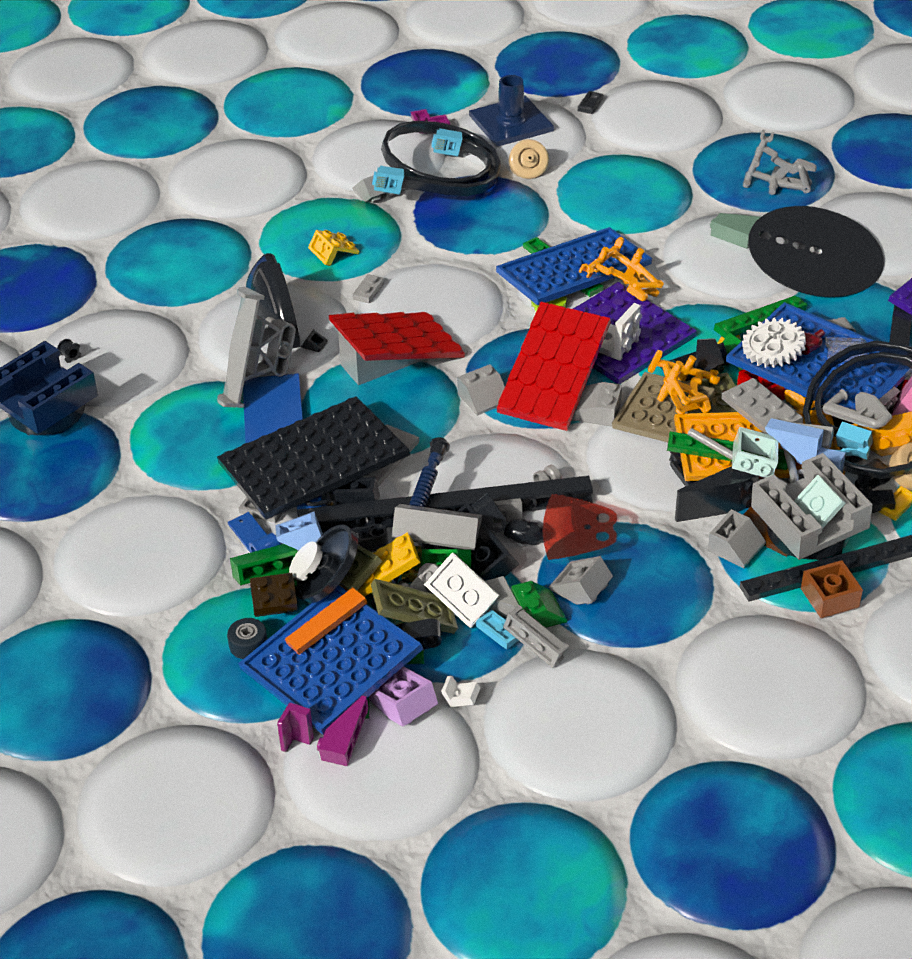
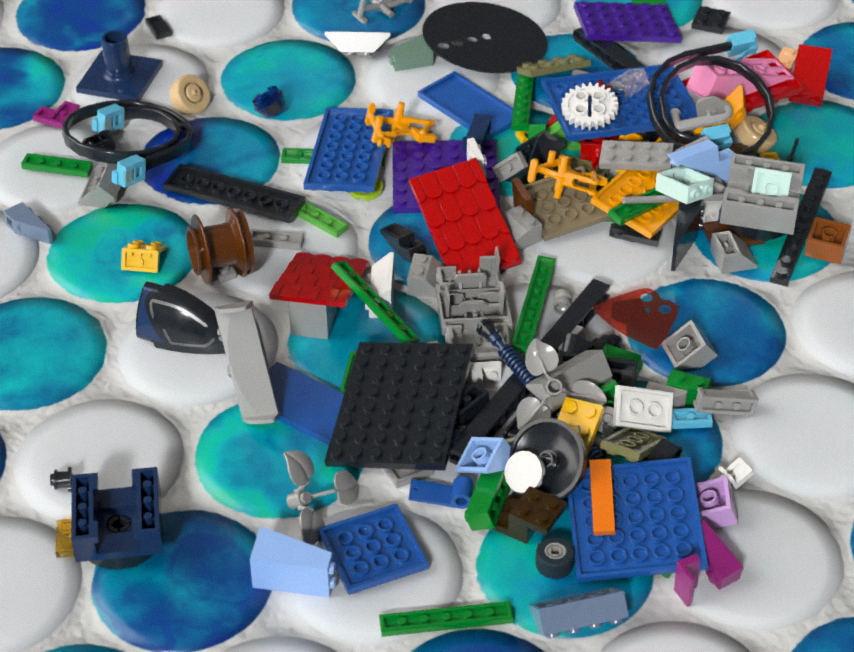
camera: 50 degrees left, 0 degrees up
(85, 499) = (291, 565): none -> light blue slope
(128, 618) = (446, 618): none -> green tile
(157, 536) = (373, 549): none -> blue plate
(164, 438) = (300, 469): none -> light grey plant
(203, 685) = (579, 611): none -> sand blue slope
(299, 178) = (26, 223): none -> sand blue slope
(367, 267) = (220, 245): none -> reddish brown wheel
(371, 150) = (57, 165): none -> green plate
(378, 527) = (539, 360): none -> light grey plant
(401, 377) = (374, 302): none -> green tile
(405, 479) = (484, 372): none -> white slope
(424, 157) = (102, 140): none -> black piece
(432, 295) = (277, 239): none -> light grey tile
(436, 376) = (382, 280): none -> white slope
(453, 246) = (235, 193): none -> black plate
(459, 426) = (491, 296): none -> light grey piece
(483, 298) = (322, 220): none -> bright green tile
(507, 355) = (402, 241): none -> black slope
(518, 461) = (533, 304): none -> green plate
(520, 548) = (615, 352): none -> green tile
(571, 198) = (270, 102): none -> clear blue cone
(628, 381) = (521, 196): none -> reddish brown tile
(667, 349) = (510, 166): none -> light grey plate
(679, 314) = (479, 130): none -> dark blue window
(705, 193) = (357, 41): none -> wedge
(720, 291) = (462, 98): none -> blue tile
(824, 302) = (555, 65): none -> olive plate

